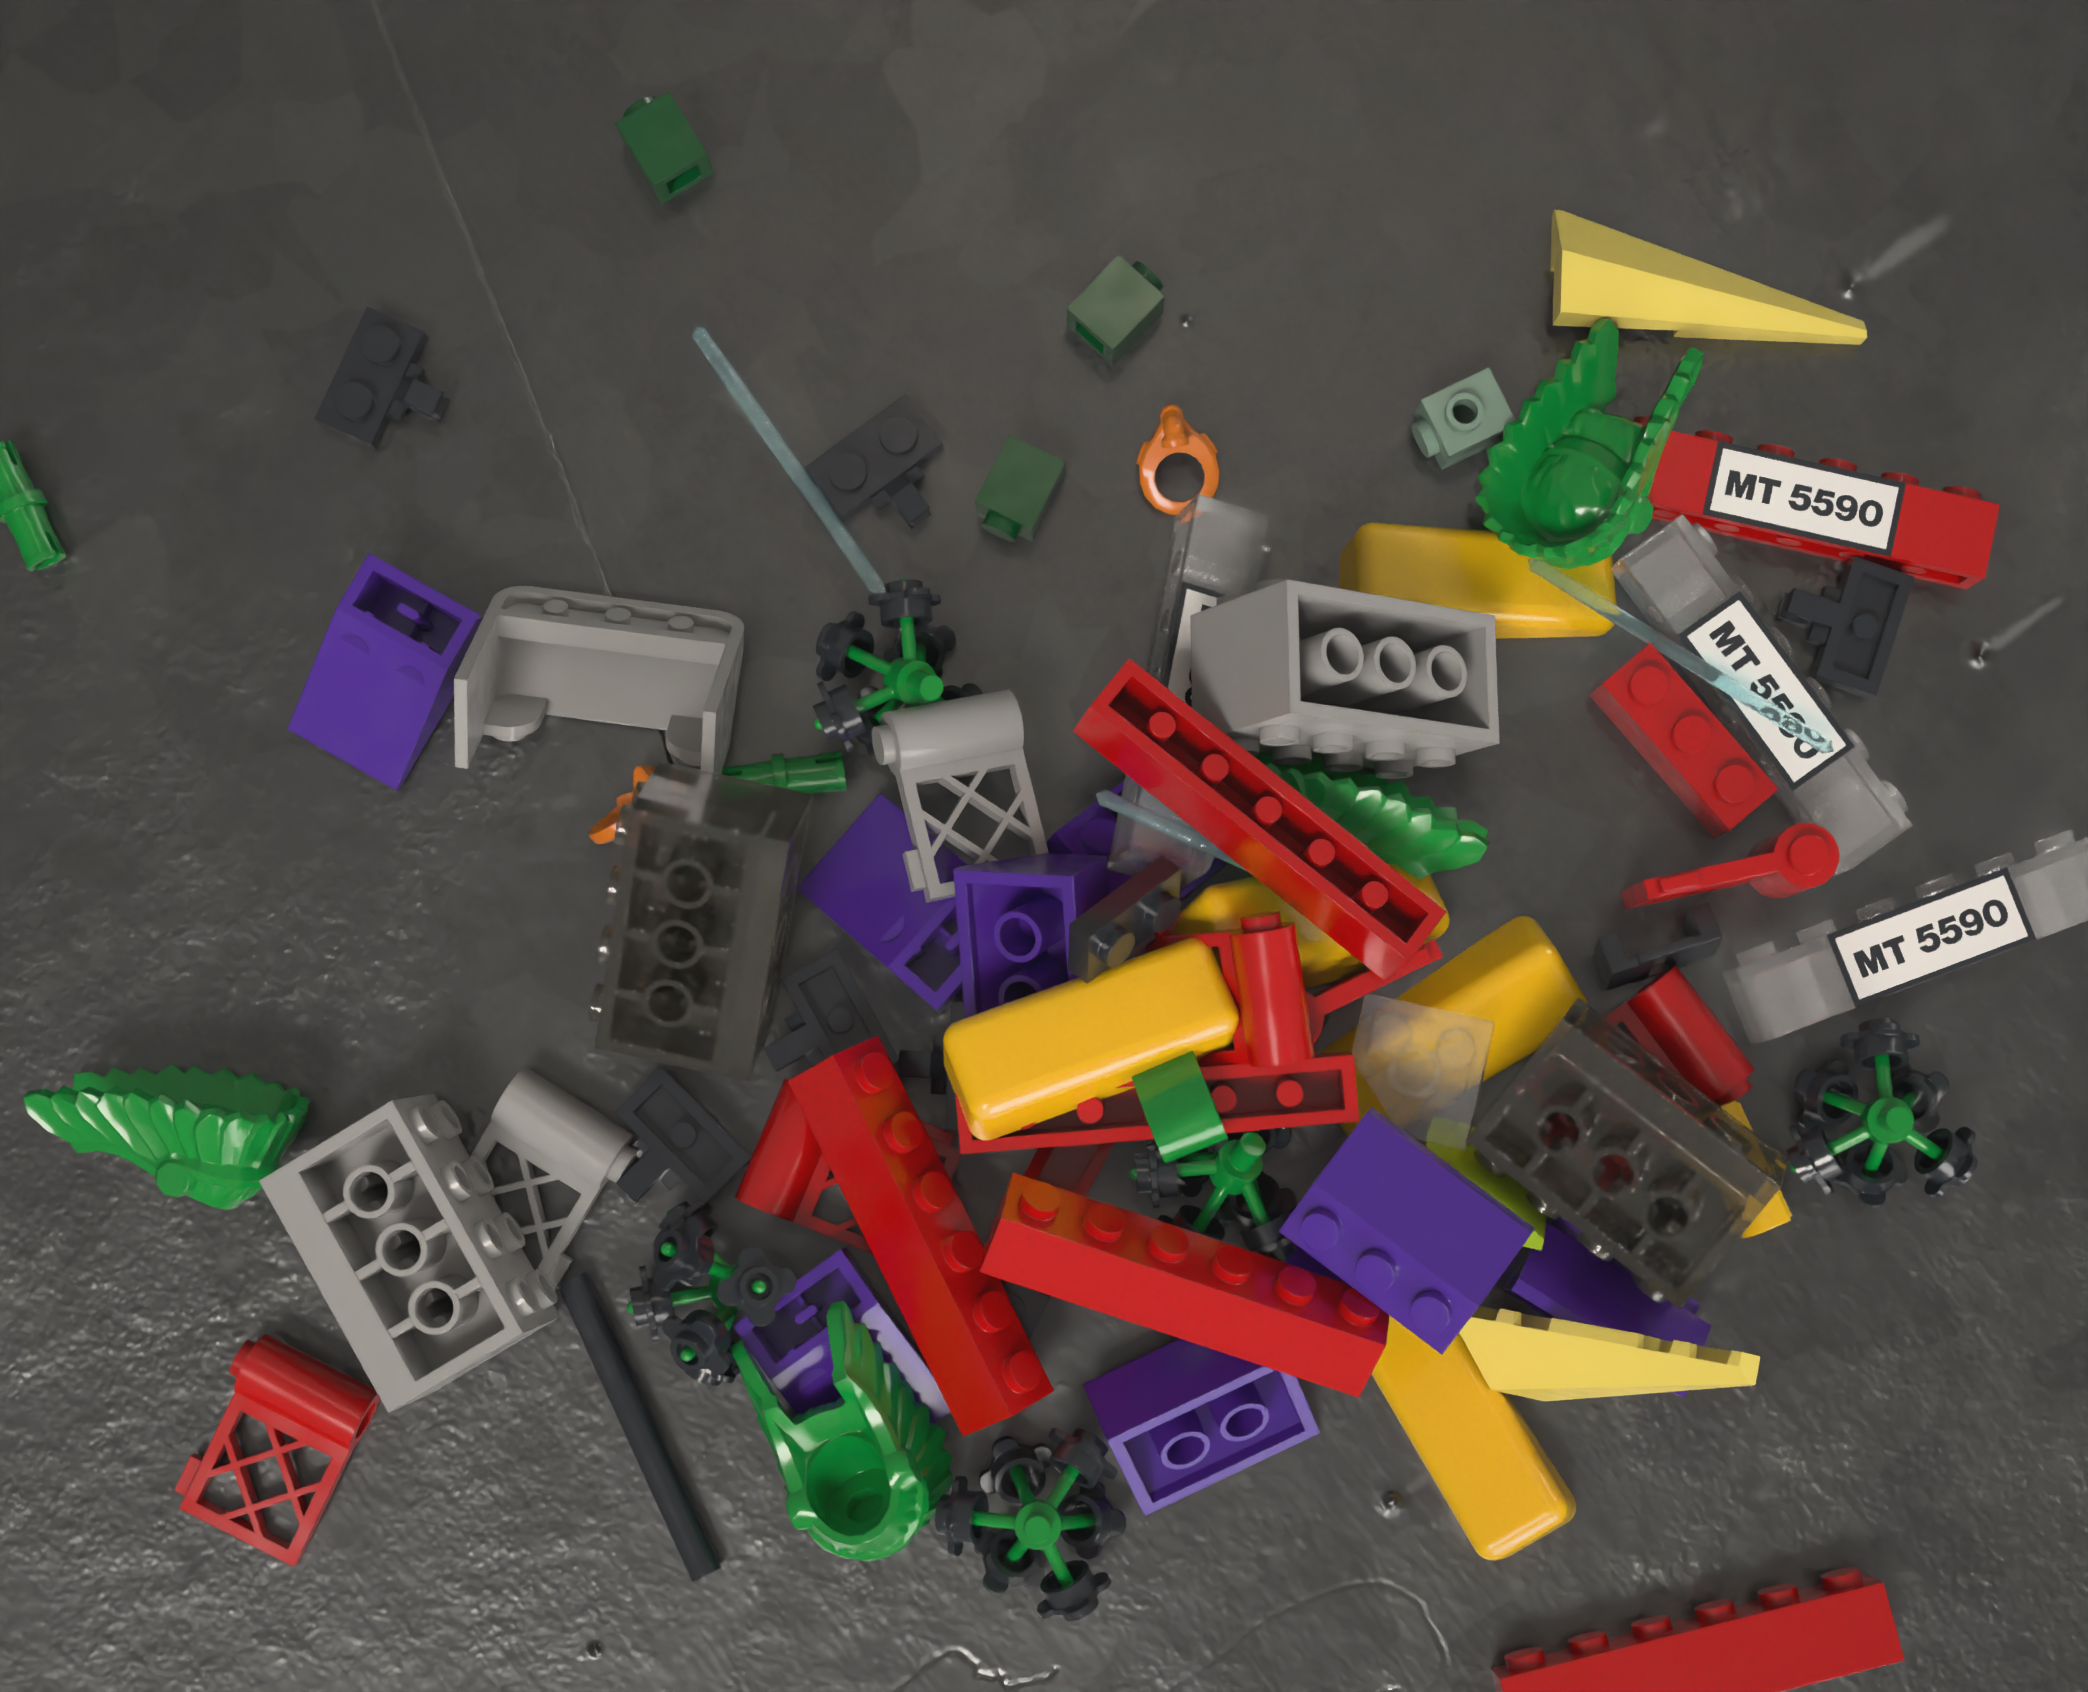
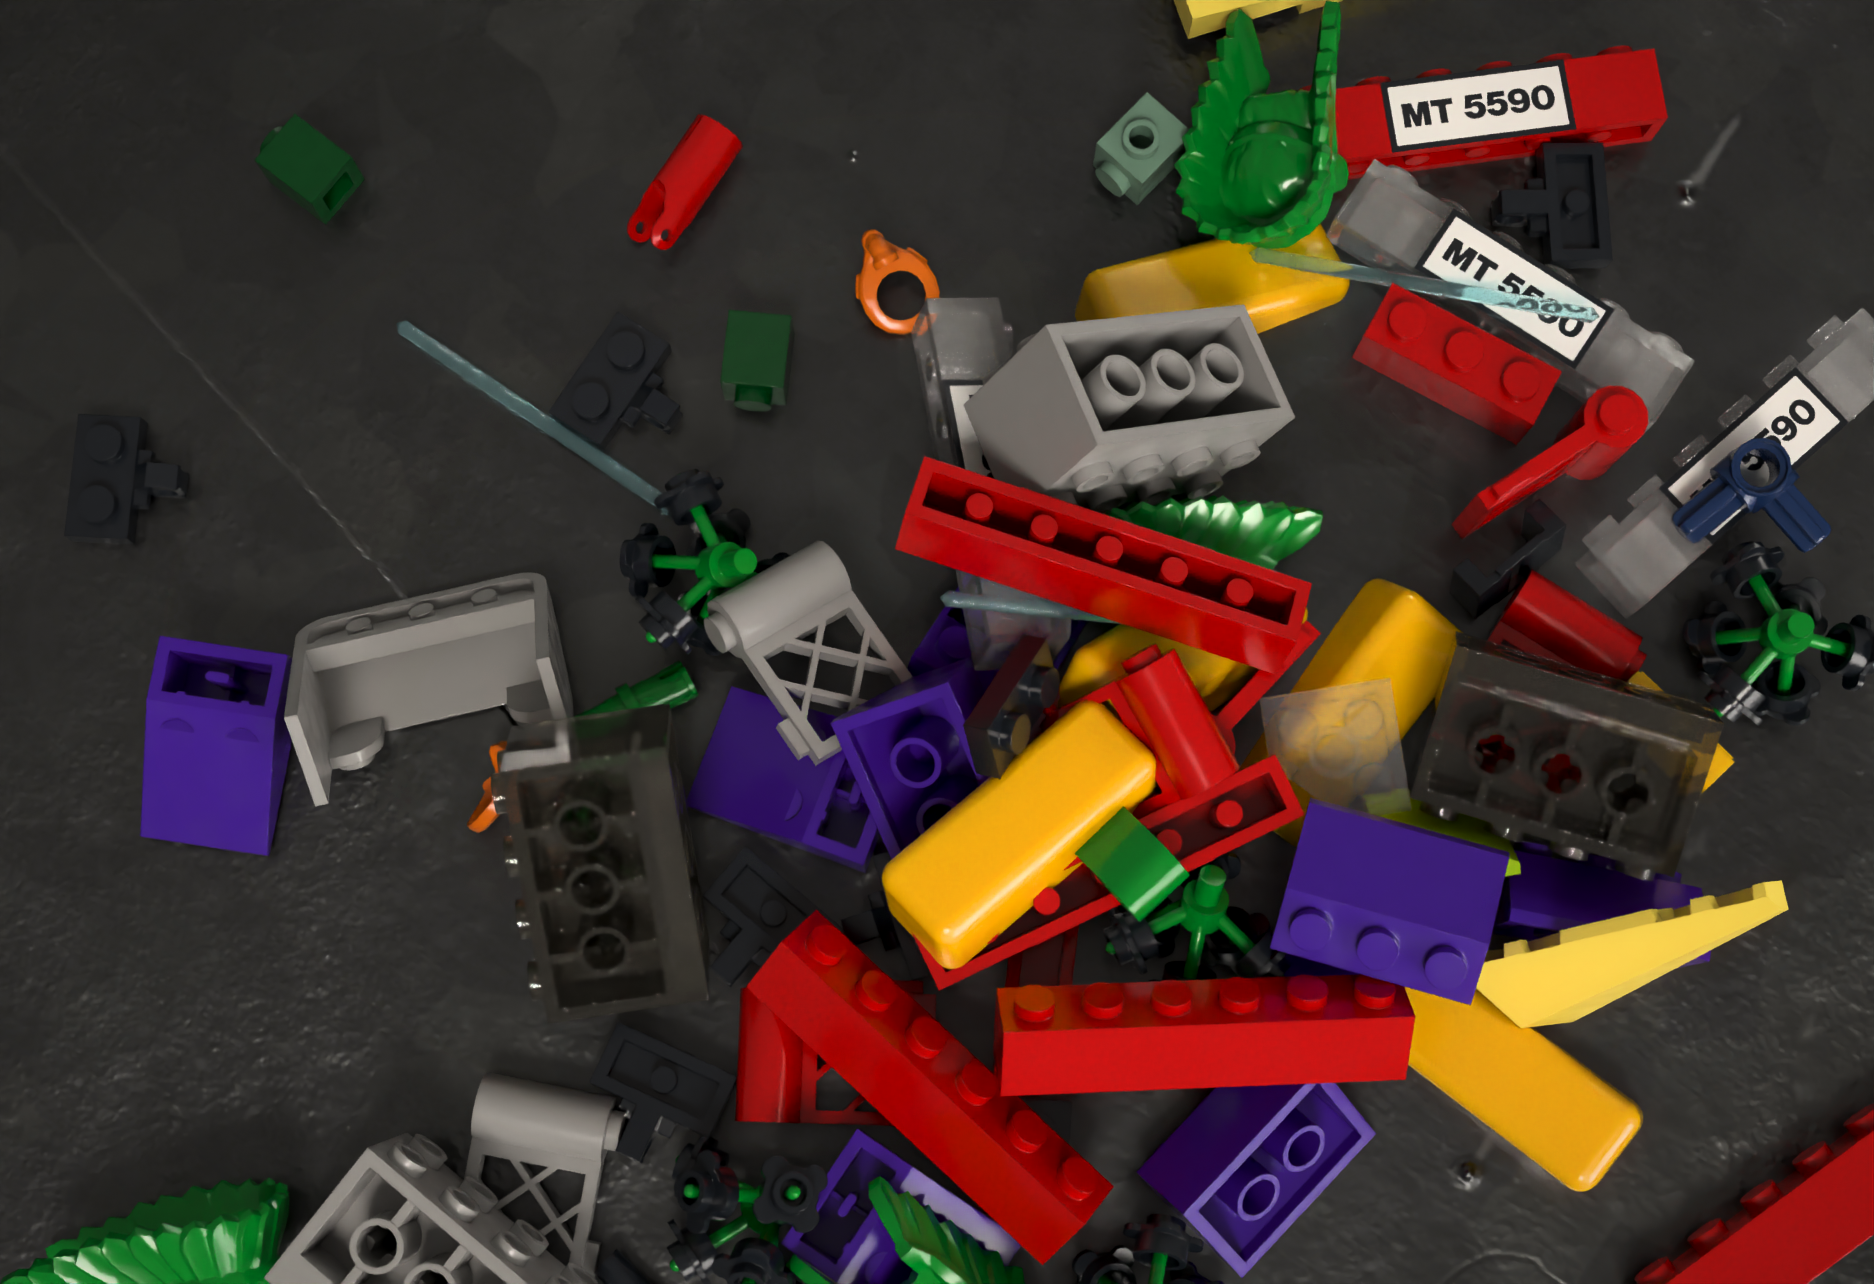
camera: 25 degrees left, 5 degrees down
(1014, 291) = (684, 182): none -> red piece
(1116, 308) = (784, 164): dark green brick -> none
(1932, 989) = (1731, 492): none -> dark blue axle

